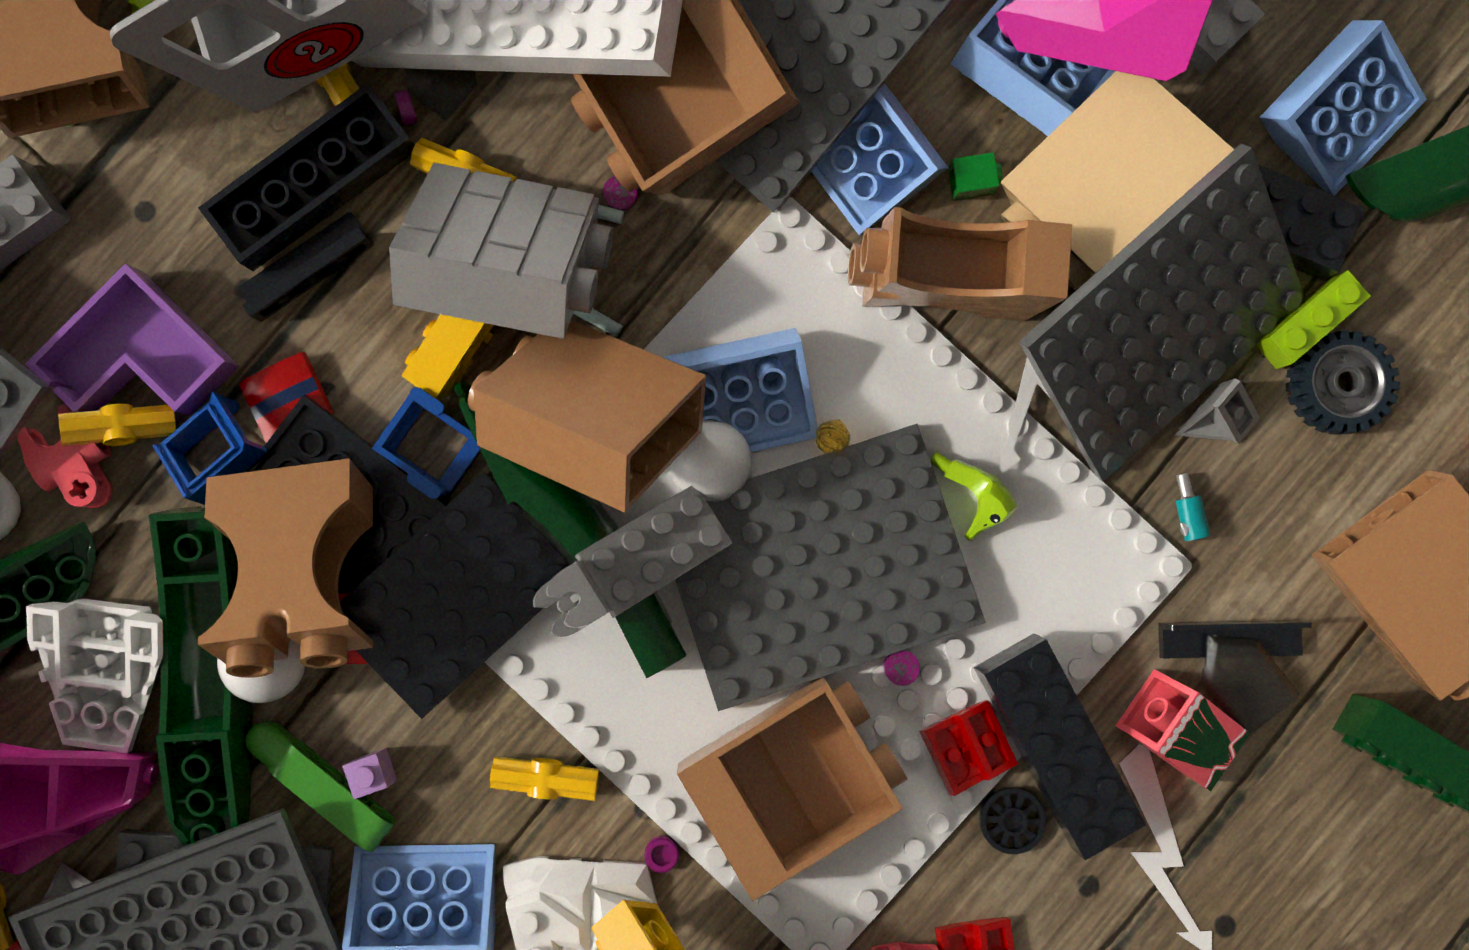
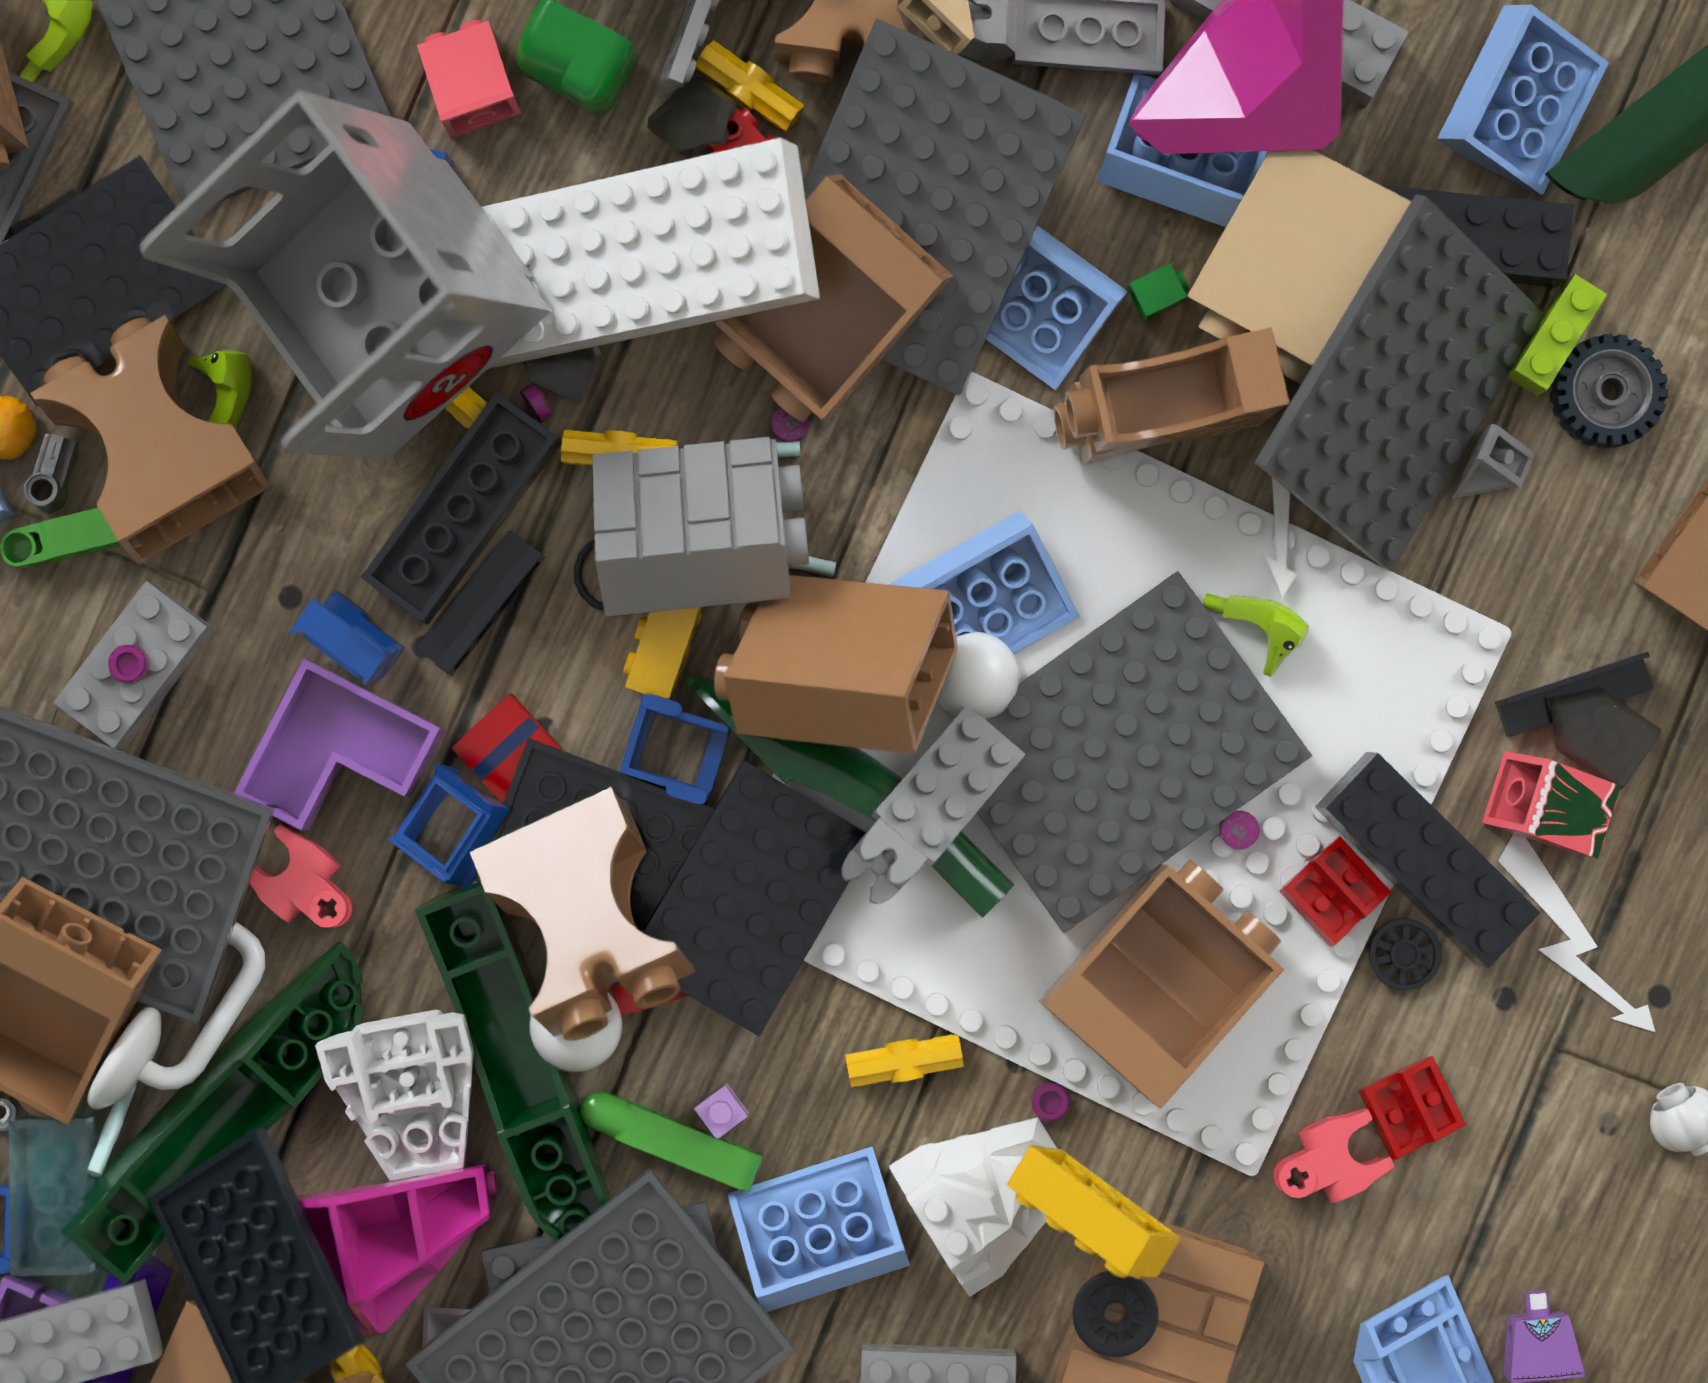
camera: 15 degrees left, 0 degrees up
(116, 425) = (345, 829): yellow piece -> none
(173, 259) = (348, 637): none -> blue piece
(832, 436) = (1094, 611): clear yellow plate -> none
(1191, 511) = (1492, 574): teal piece -> none

